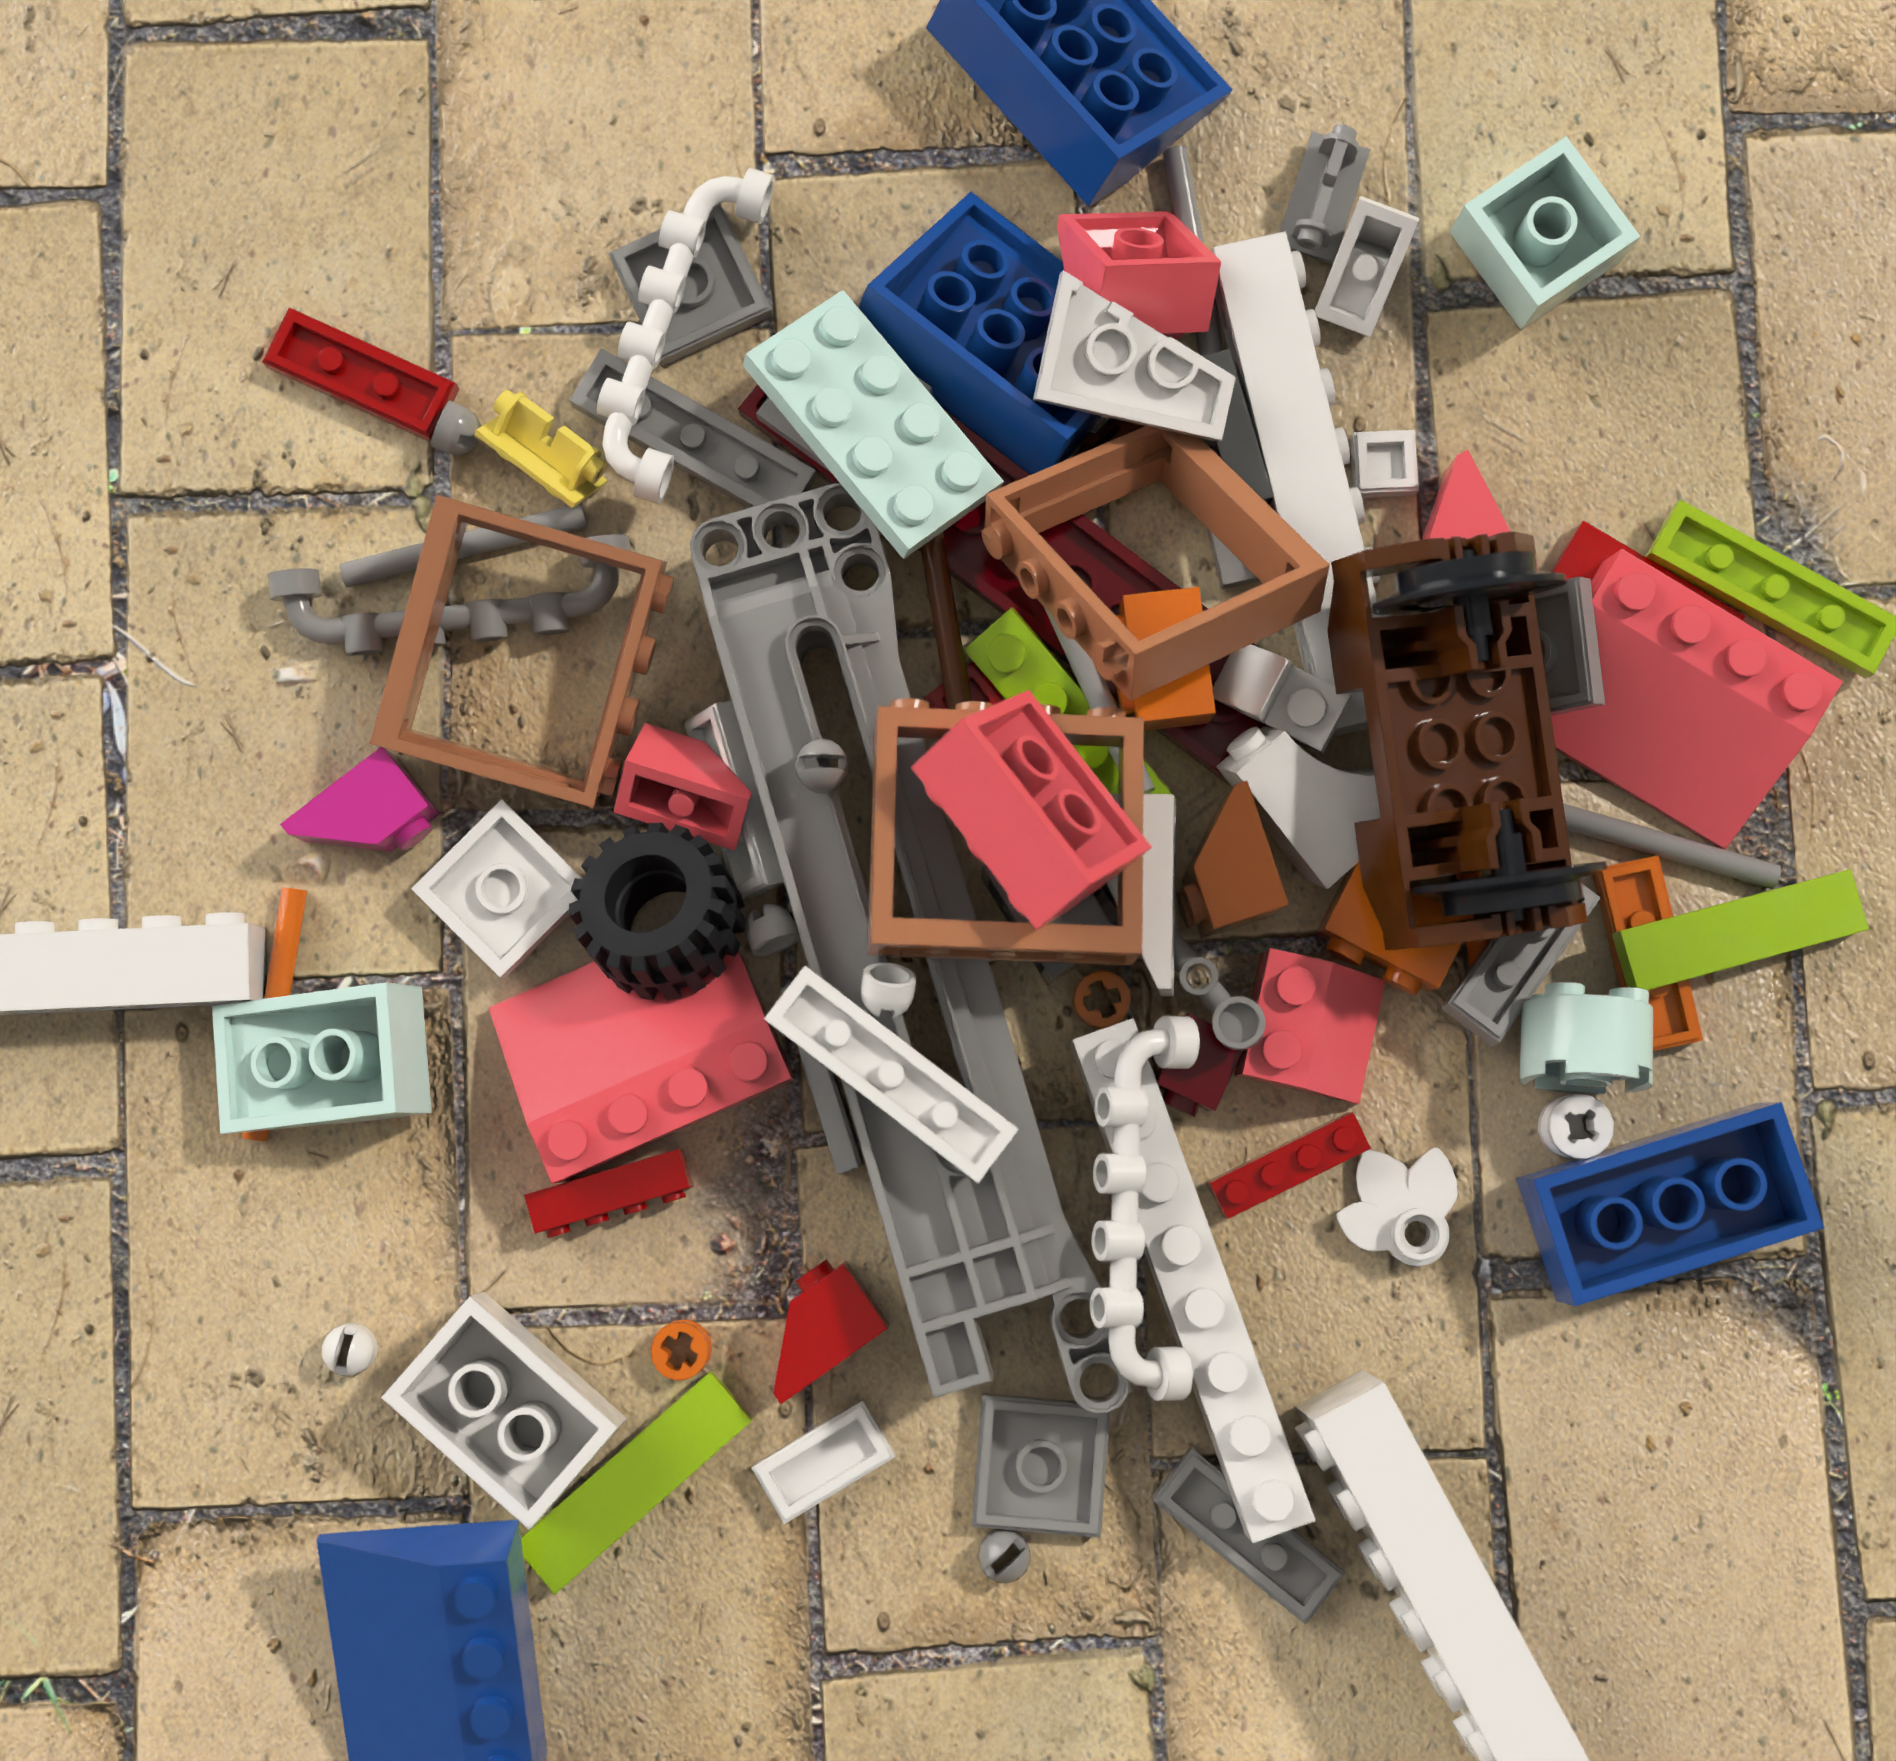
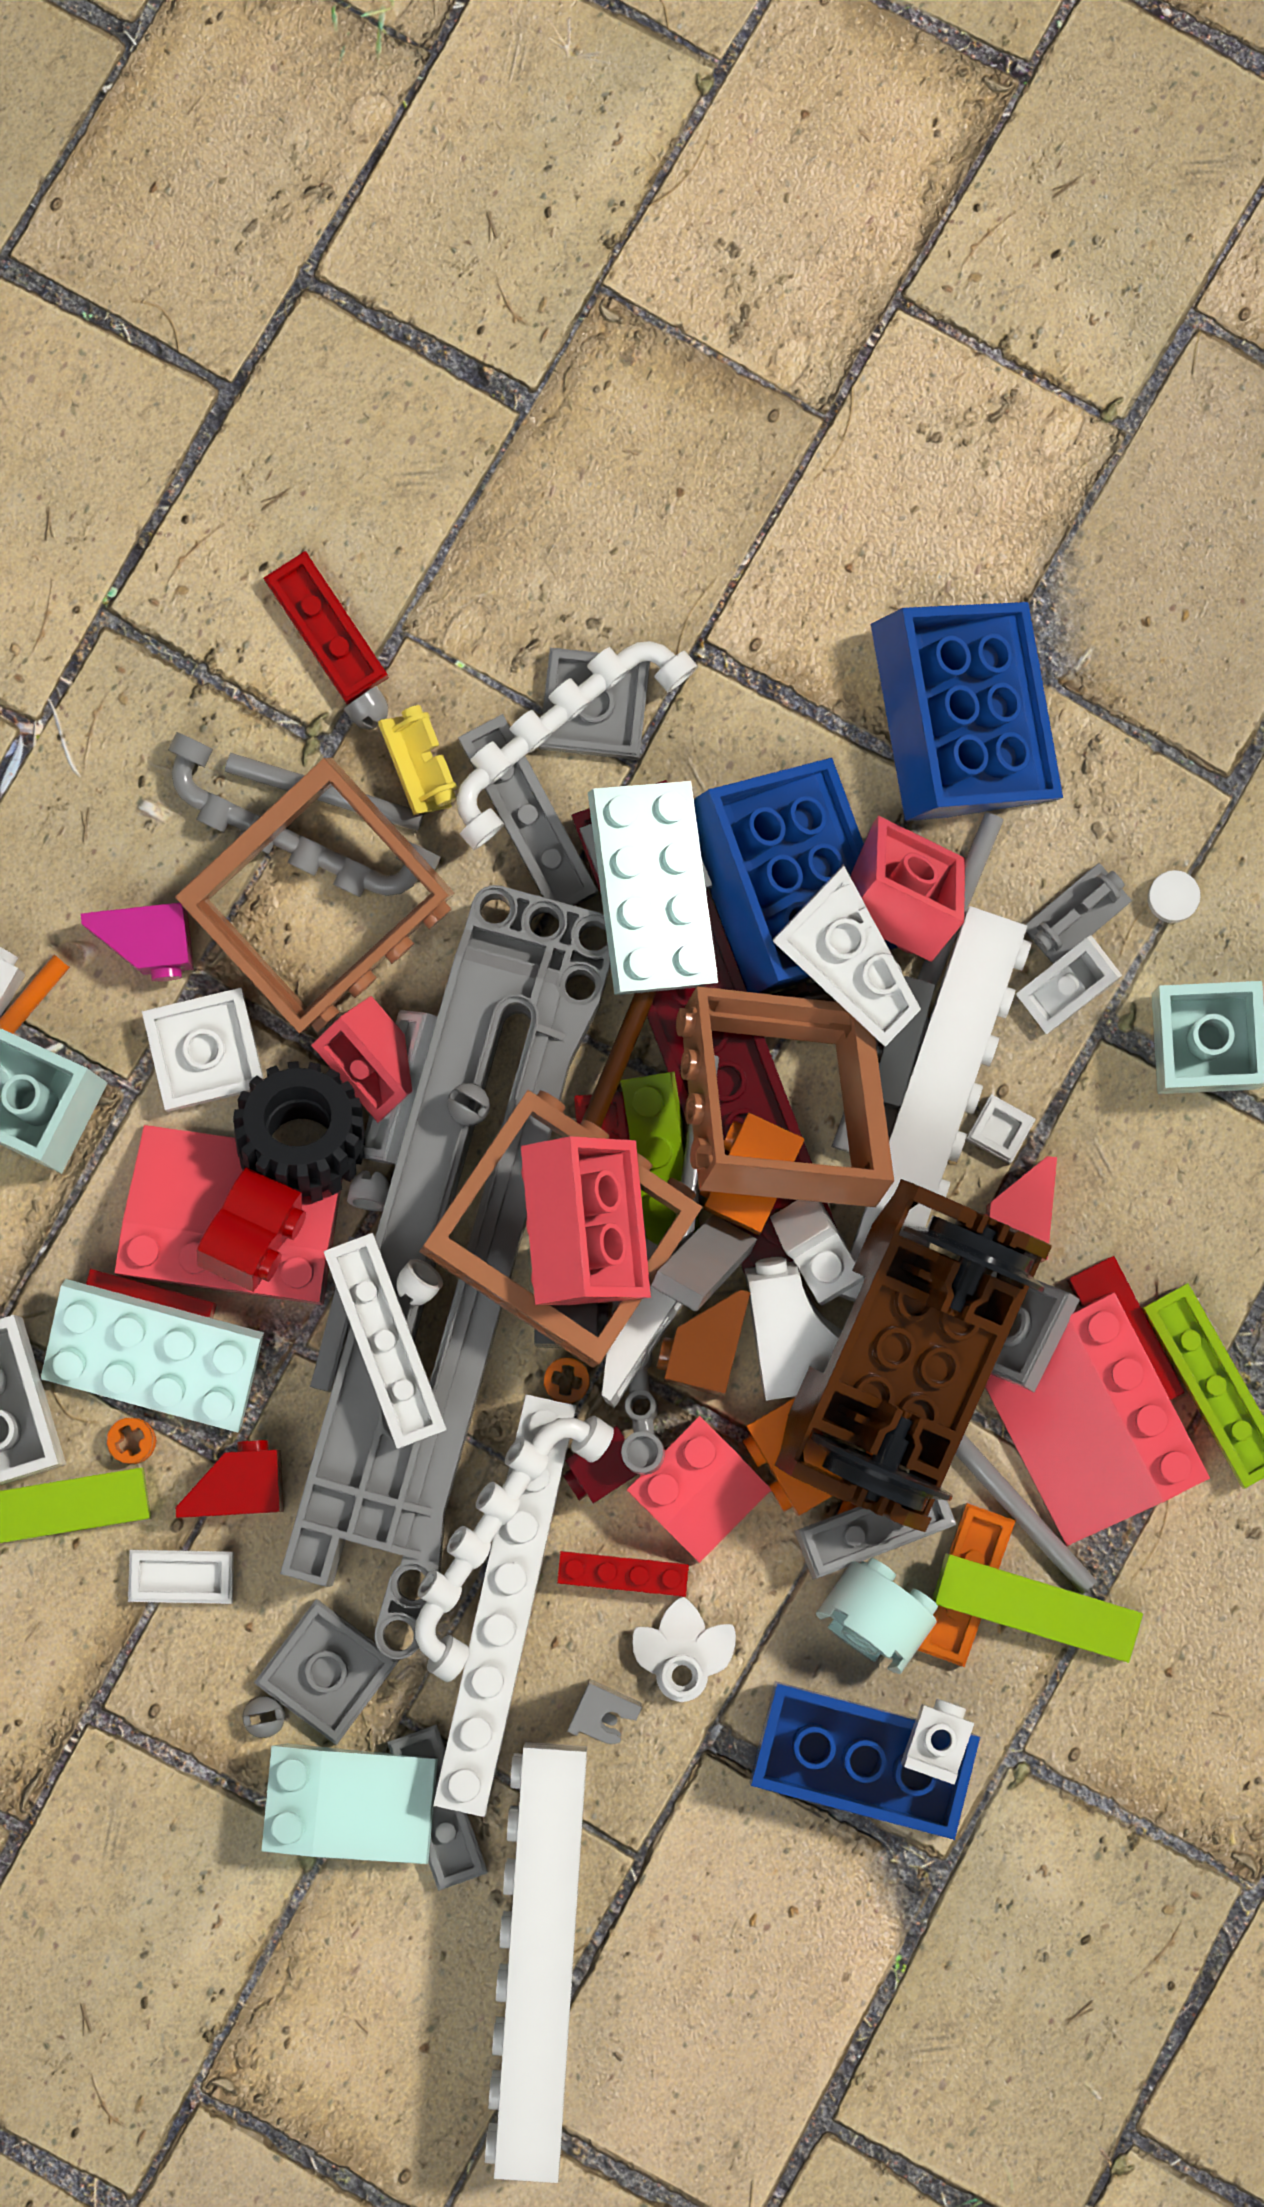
camera: 30 degrees right, 0 degrees up
(646, 1246) = (151, 1355): none -> light aqua plate
(670, 1046) = (250, 1230): none -> red brick
(1155, 1595) = (349, 1804): none -> light aqua slope
(1178, 781) = (703, 1263): none -> light grey tile
(1358, 1330) = (595, 1709): none -> light grey hinge
(1409, 120) = (1173, 896): none -> white tile
(1563, 1121) = (834, 1662): white wheel -> none
(1731, 1153) = (921, 1754): none -> white brick

